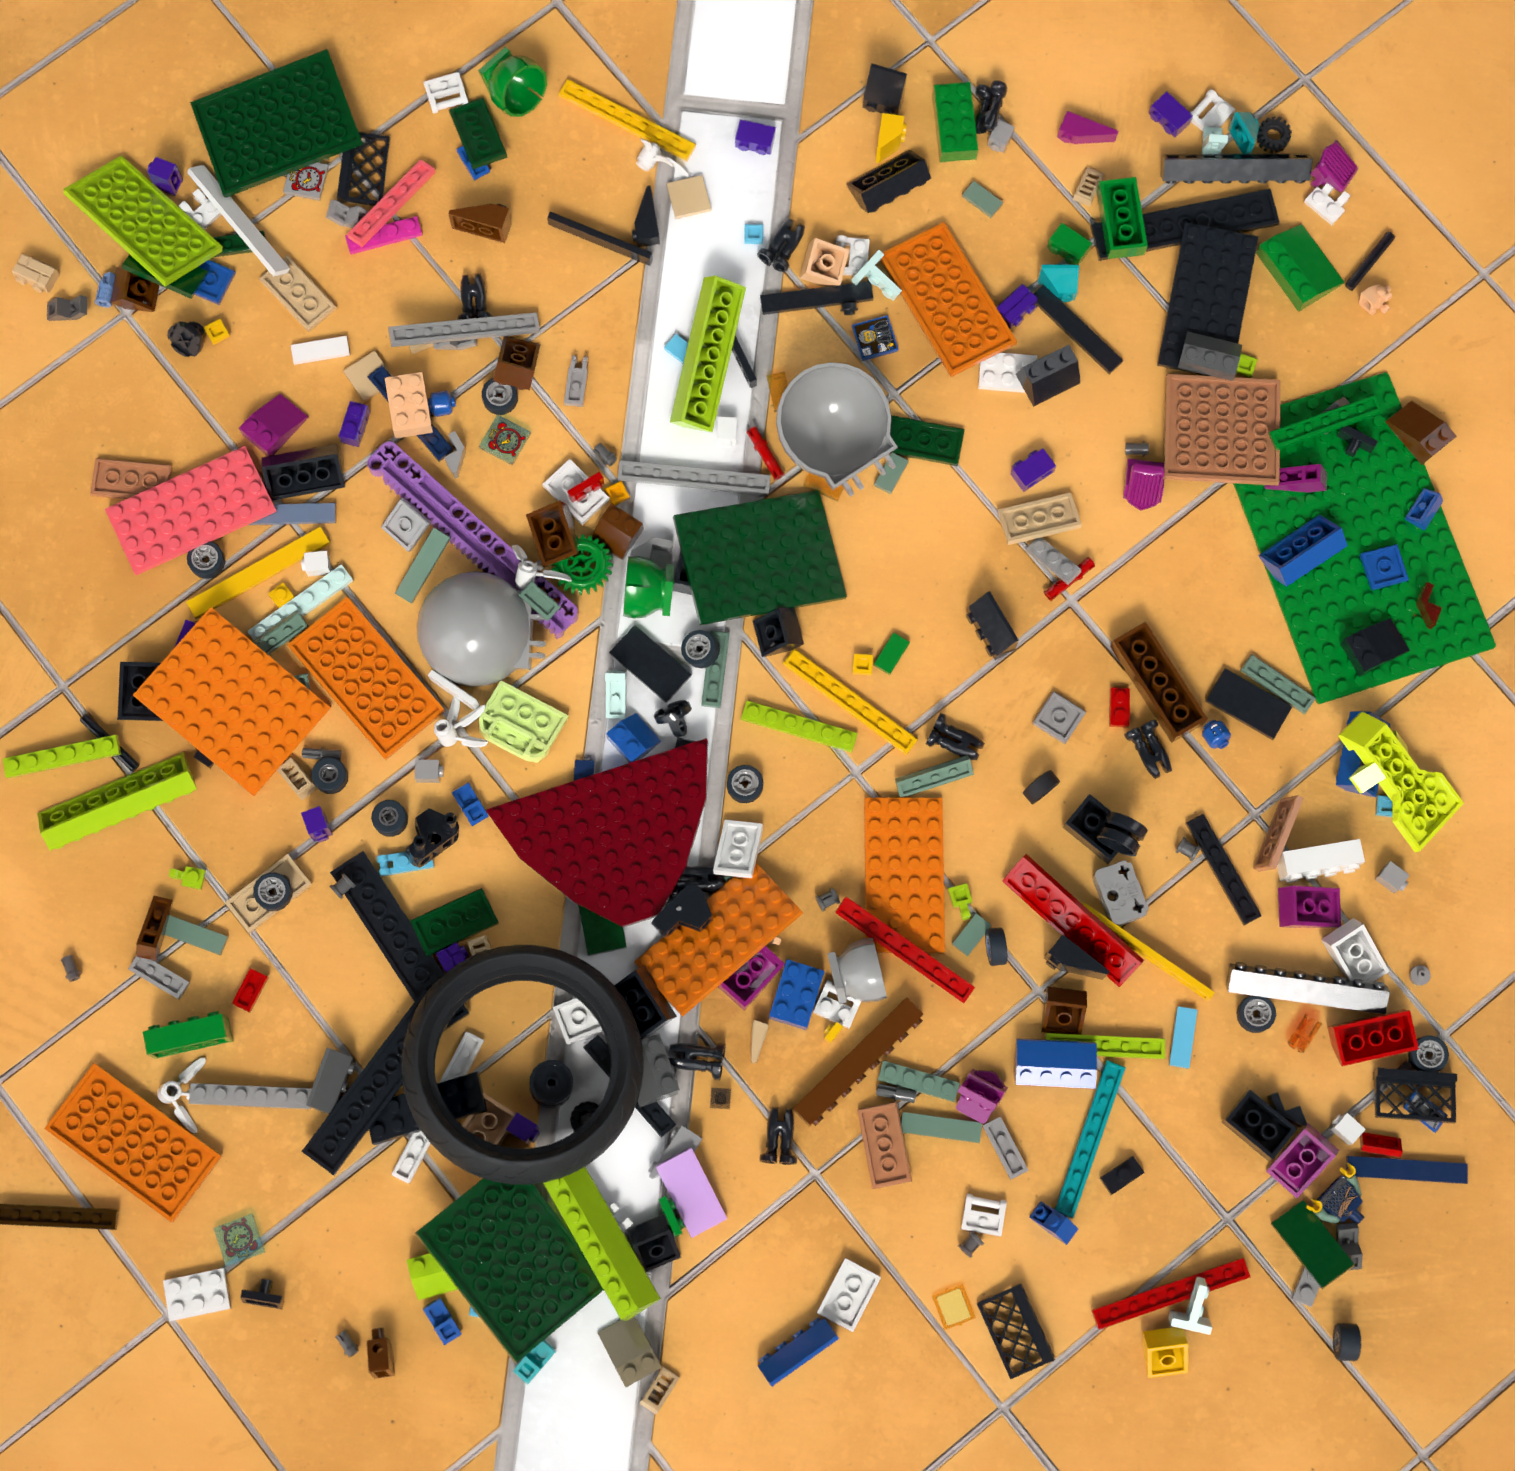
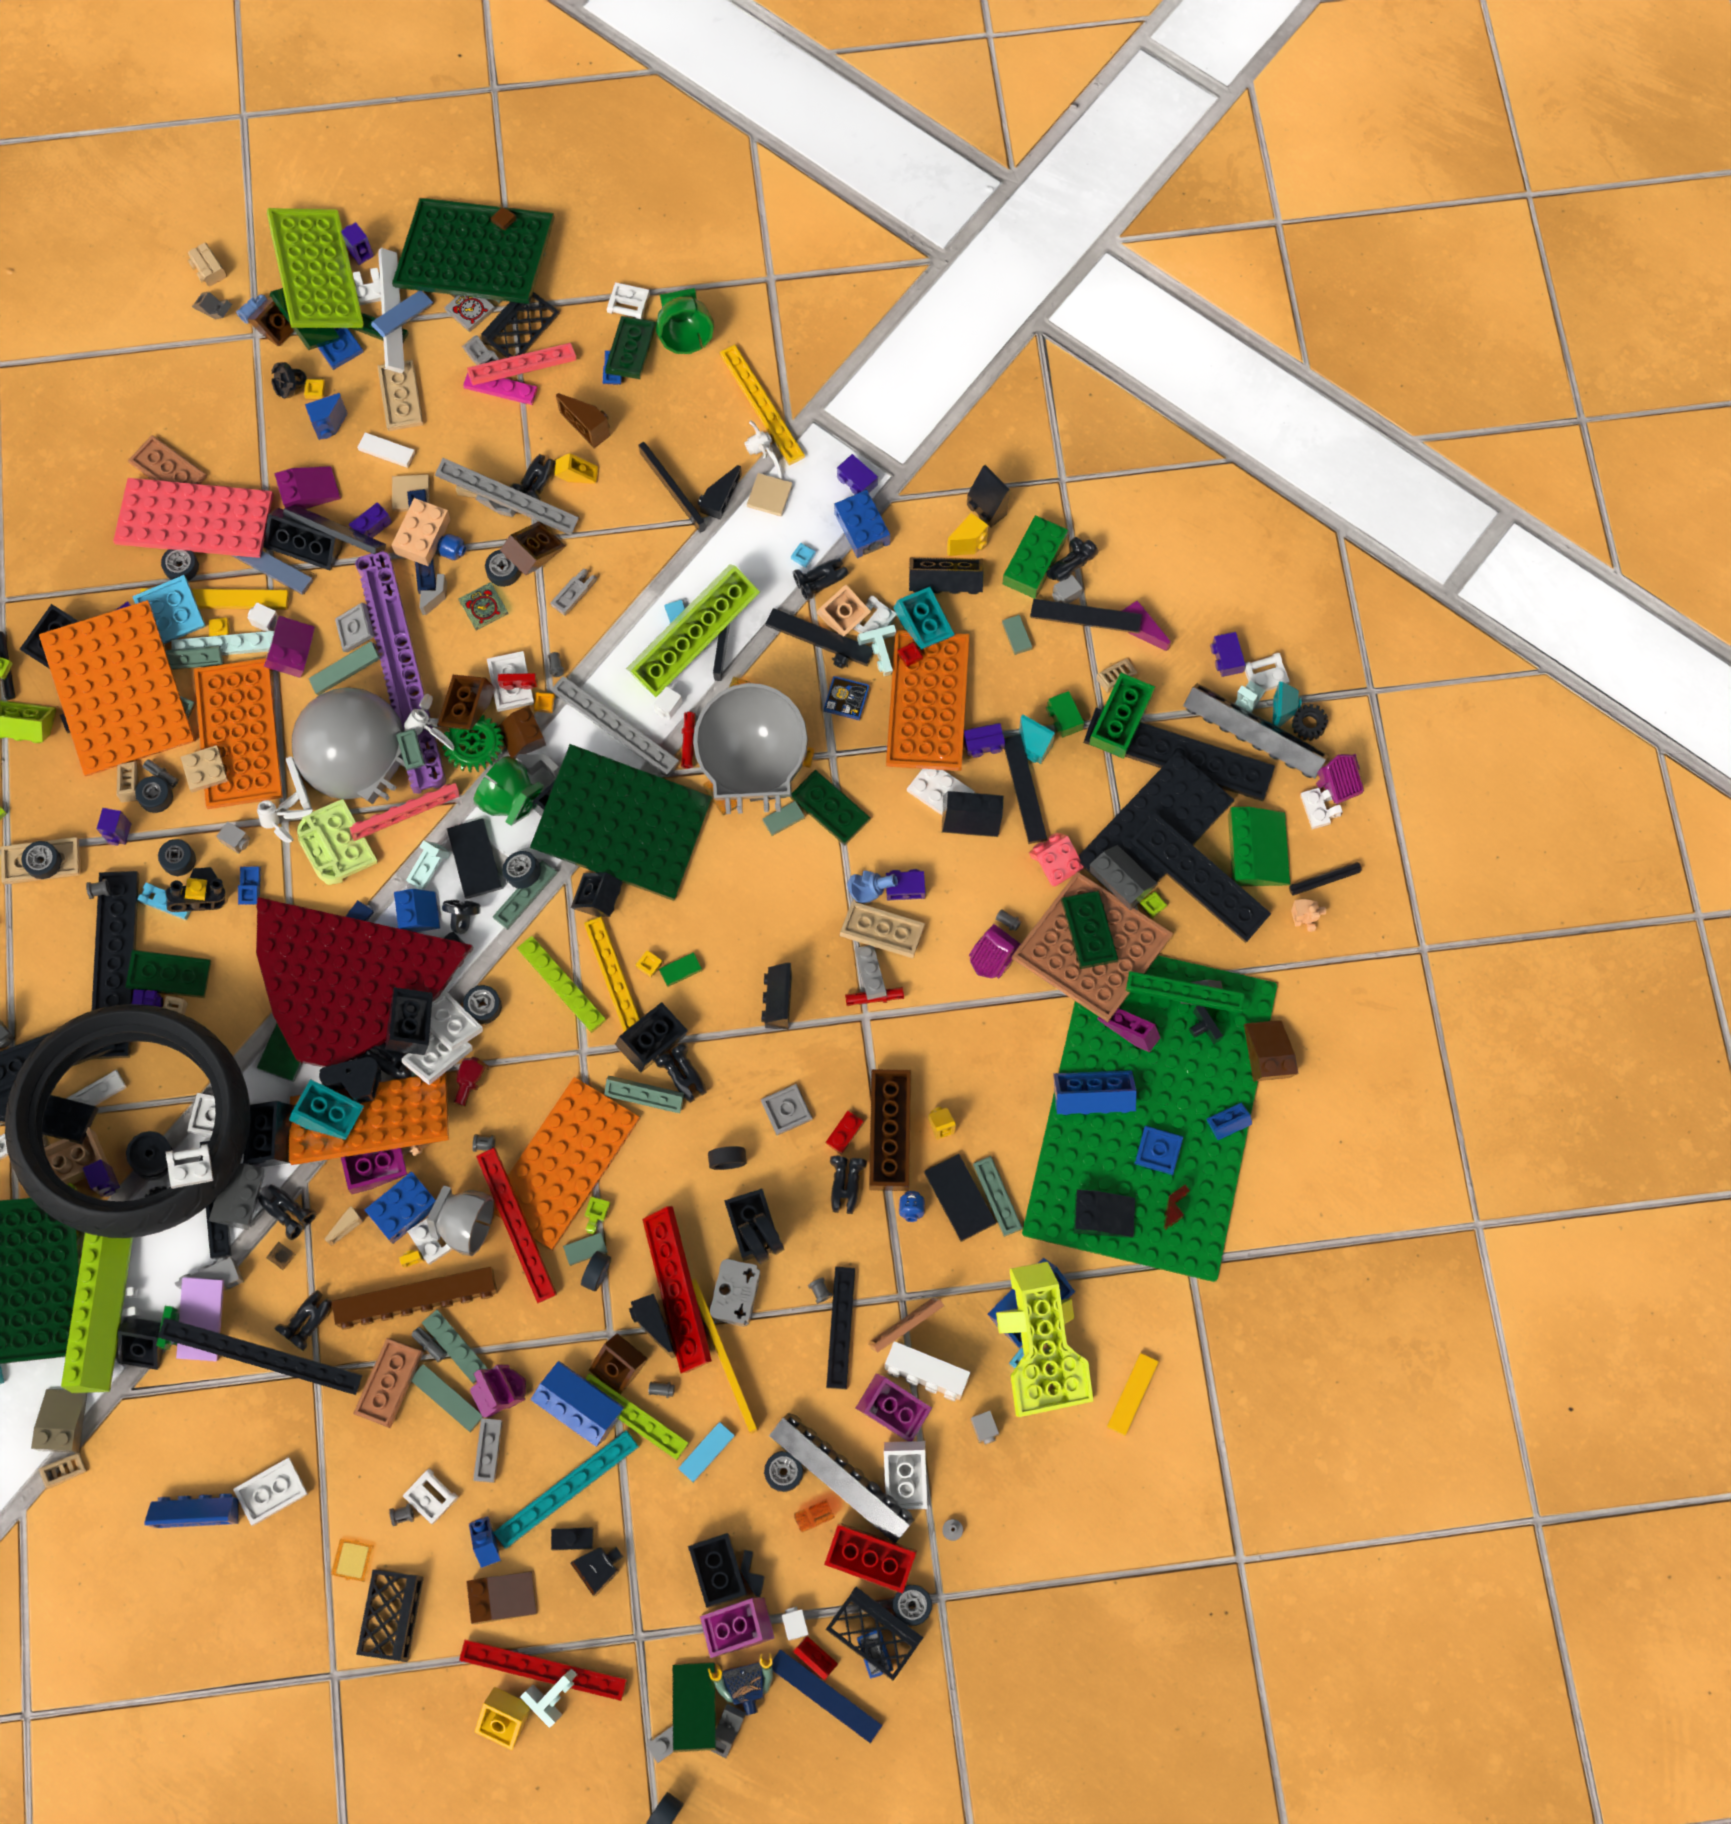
camera: 35 degrees right, 5 degrees down
(231, 599) = (173, 608): none -> medium azure plate
(247, 350) = (327, 415): none -> blue slope
(252, 217) = (401, 313): none -> medium blue tile
(285, 78) = (503, 218): none -> reddish brown tile
(330, 447) = (334, 529): none -> black tile
(360, 575) = (289, 646): none -> magenta slope
(360, 726) = (204, 769): none -> tan plate
(433, 834) = (195, 889): none -> yellow plate
(504, 271) = (575, 469): none -> yellow slope
(559, 665) = (409, 809): none -> coral plate
(619, 1072) = (192, 1172): none -> white plate
(681, 953) = (325, 1111): none -> teal slope
(701, 834) = (409, 1021): none -> black slope
(730, 815) = (452, 1023): none -> white plate
(766, 1190) = (260, 1356): none -> black plate
(777, 852) = (467, 1077): none -> dark red piece
(788, 177) = (862, 523): none -> blue piece
(898, 230) = (923, 618): none -> teal slope
(907, 268) = (909, 654): none -> red tile
(911, 724) = (651, 1037): none -> black brick
(1006, 487) = (869, 886): none -> medium blue piece
(1033, 149) = (1086, 616): none -> black tile
(1098, 1258) = (501, 1597): none -> reddish brown slope
(1113, 1009) = (661, 1389): none -> dark grey pin
(1142, 371) = (1057, 858): none -> coral bracket
(1160, 1185) = (597, 1568): none -> black torso
(1196, 650) = (941, 1122): none -> yellow slope
(1212, 416) = (1089, 930): none -> dark green tile
(1272, 319) = (1200, 877): none -> black plate
(1489, 778) = (1132, 1394): none -> yellow tile

